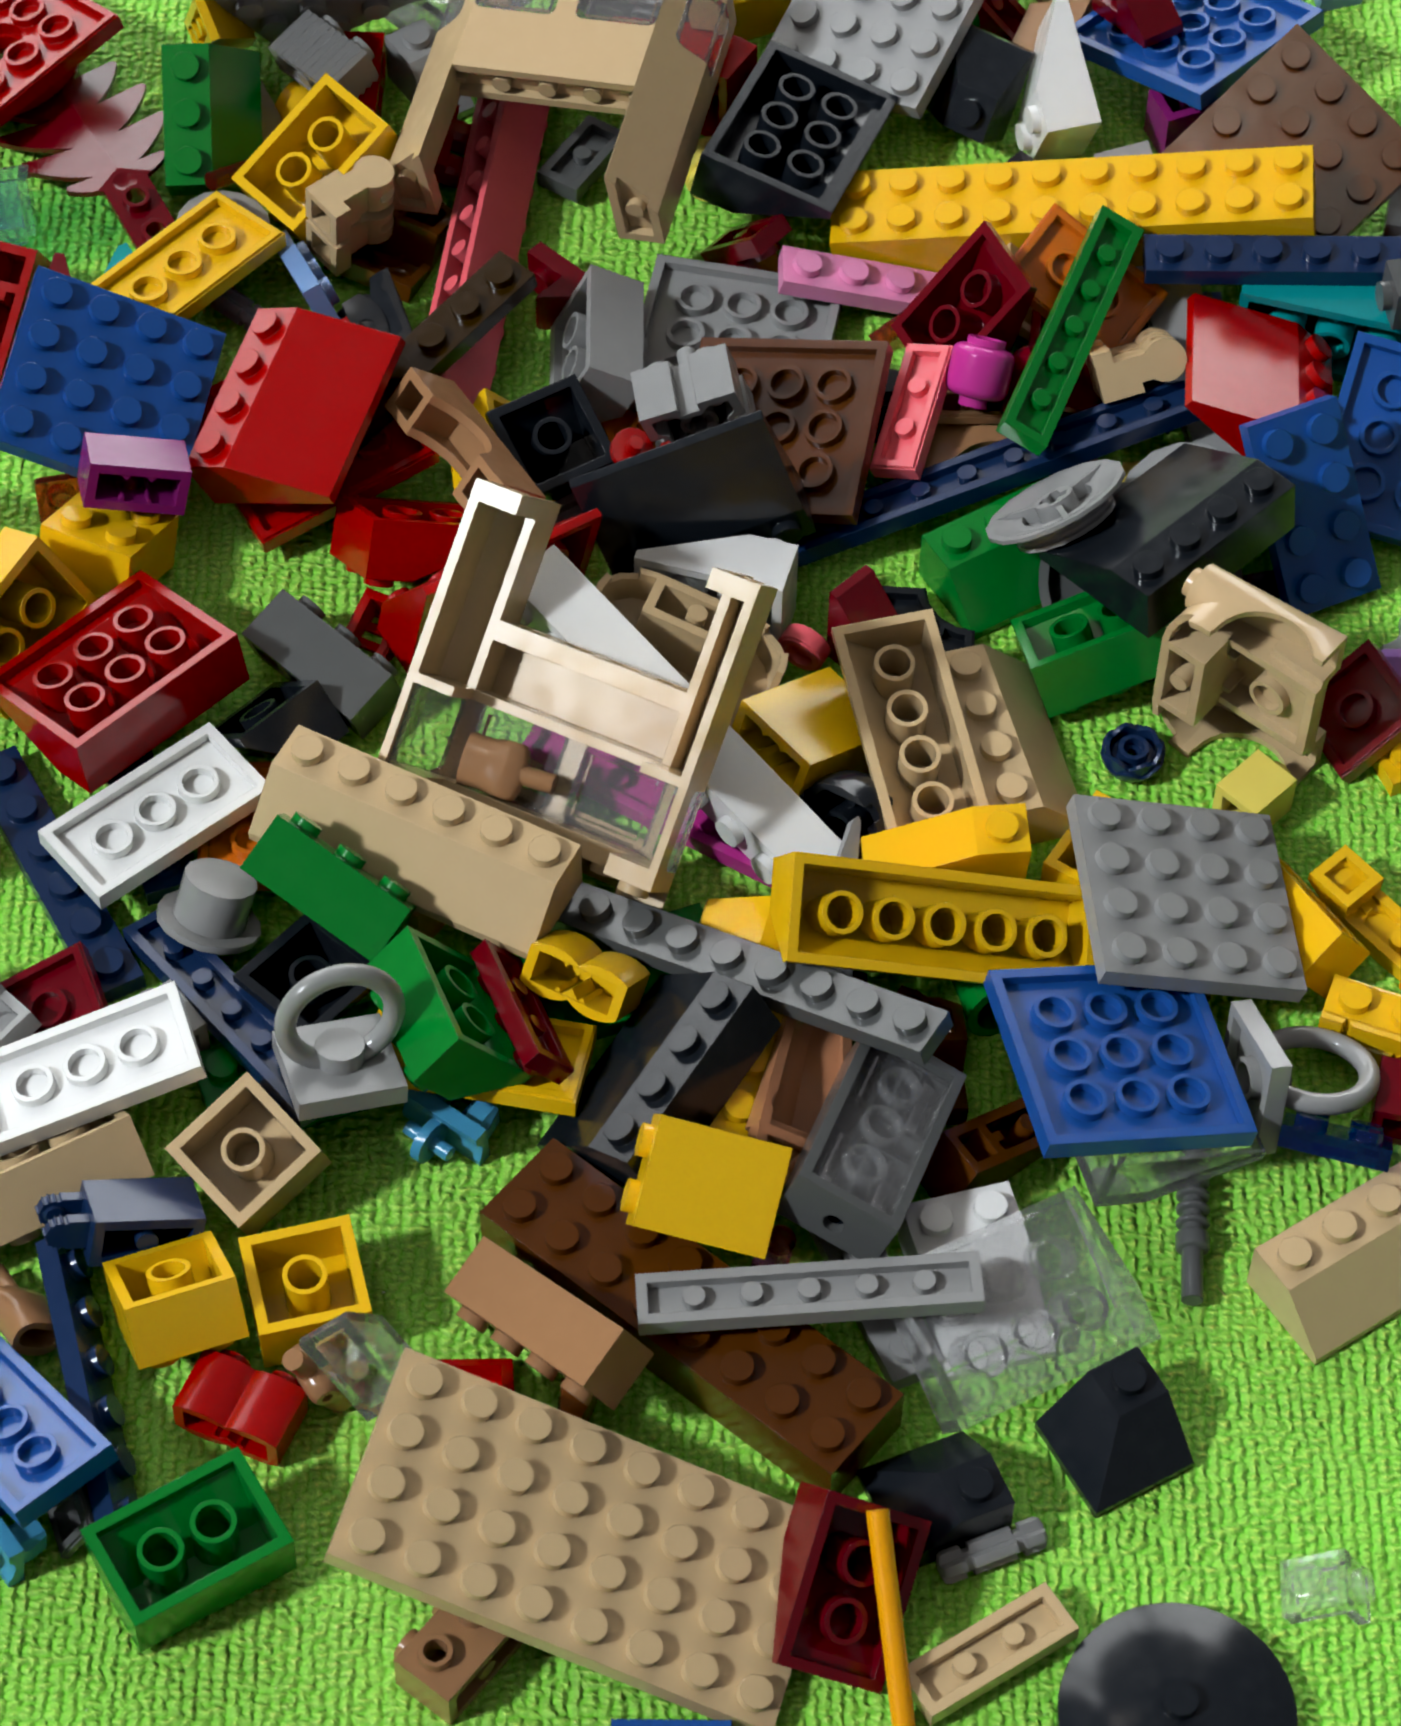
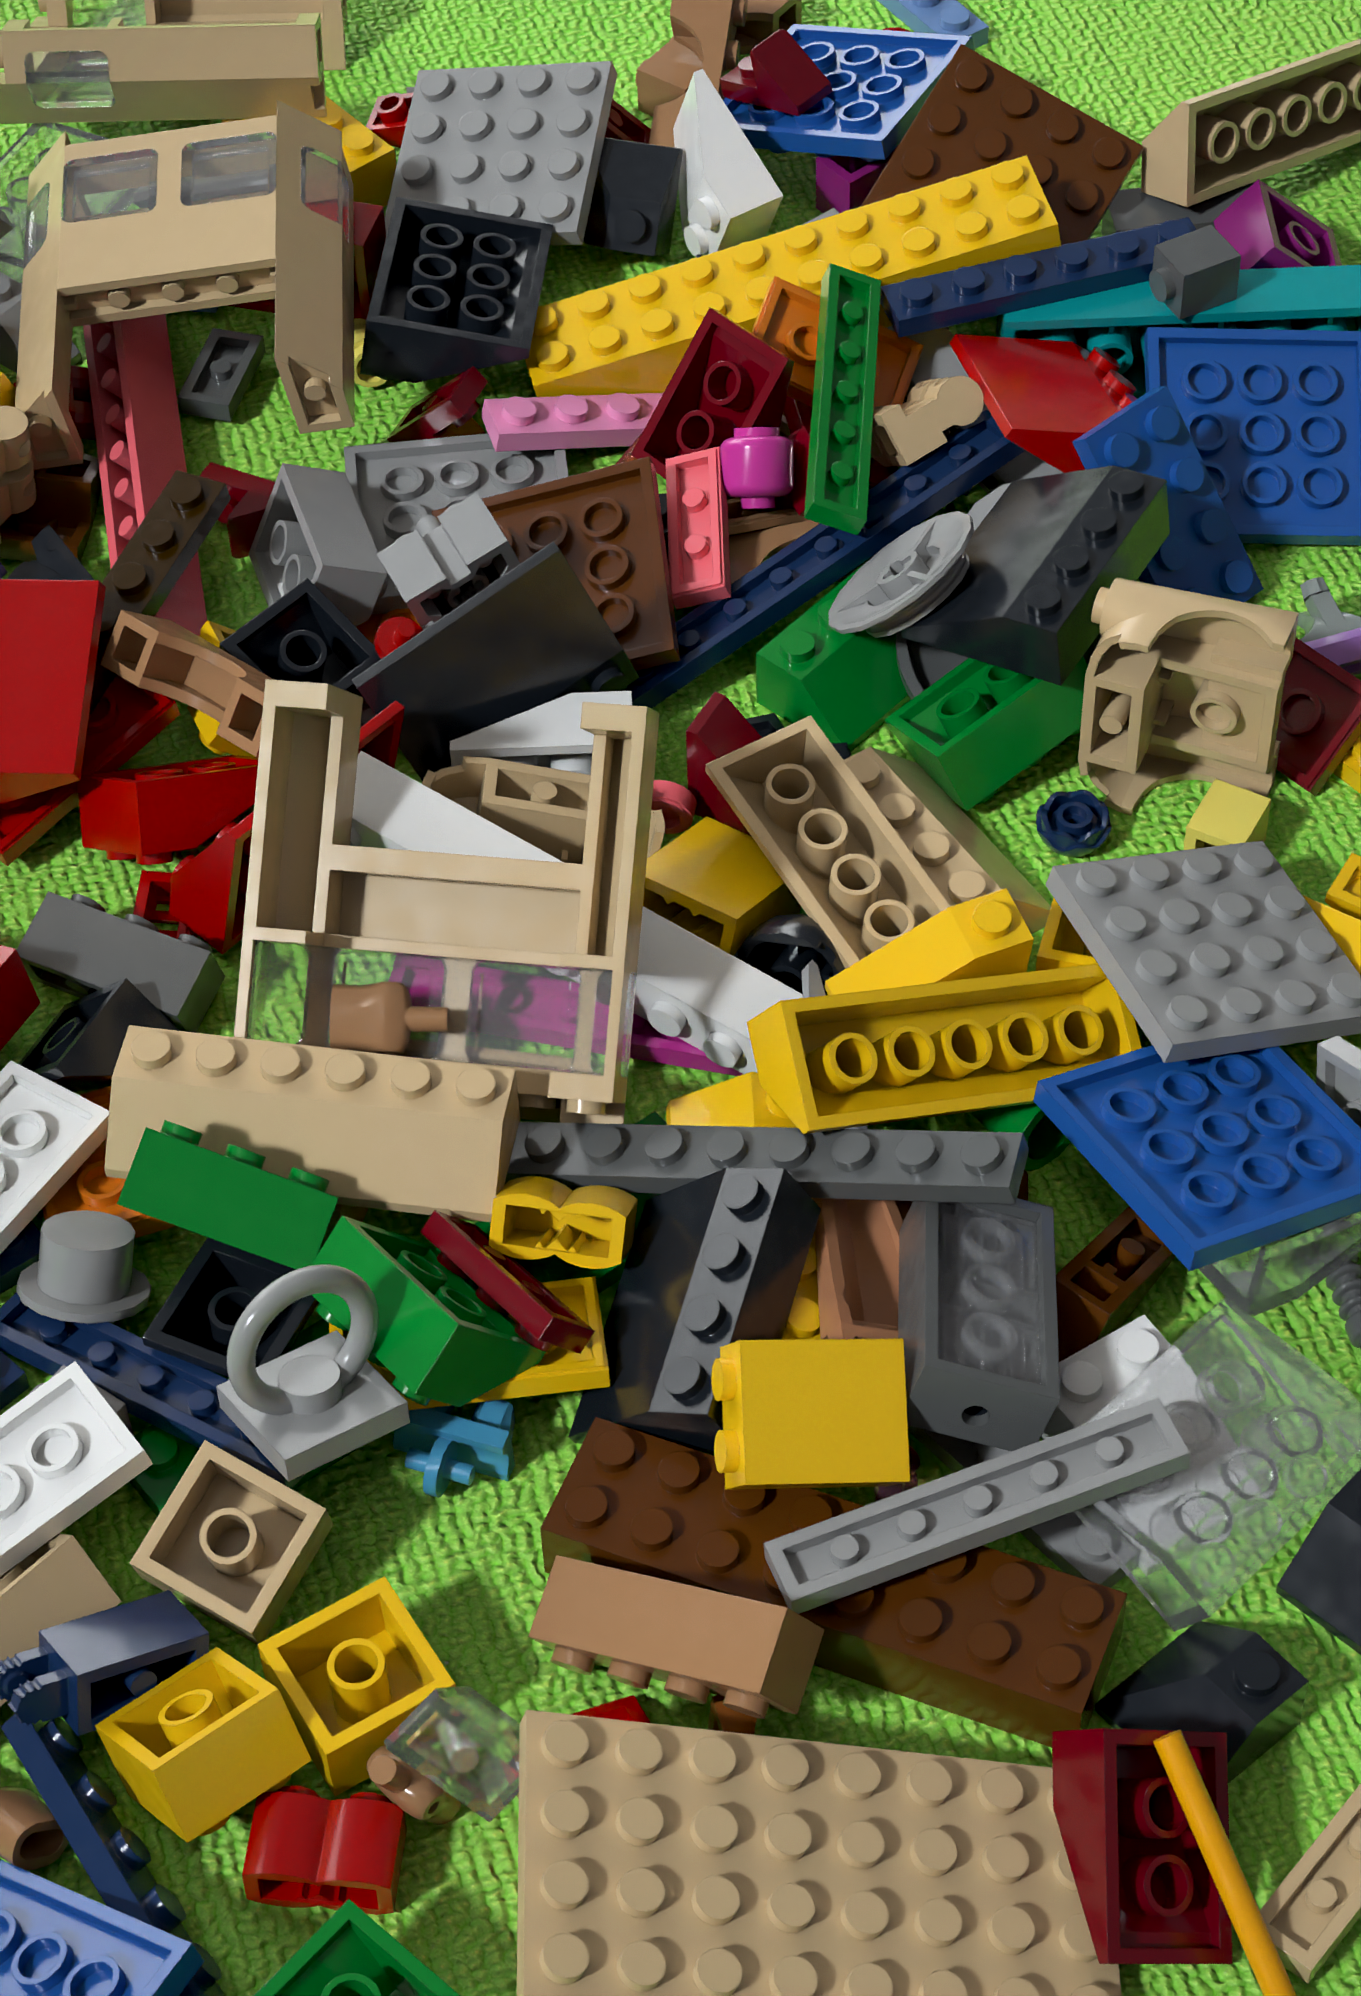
camera: 15 degrees left, 5 degrees down
(991, 1550) = (1290, 1750): light grey axle -> none

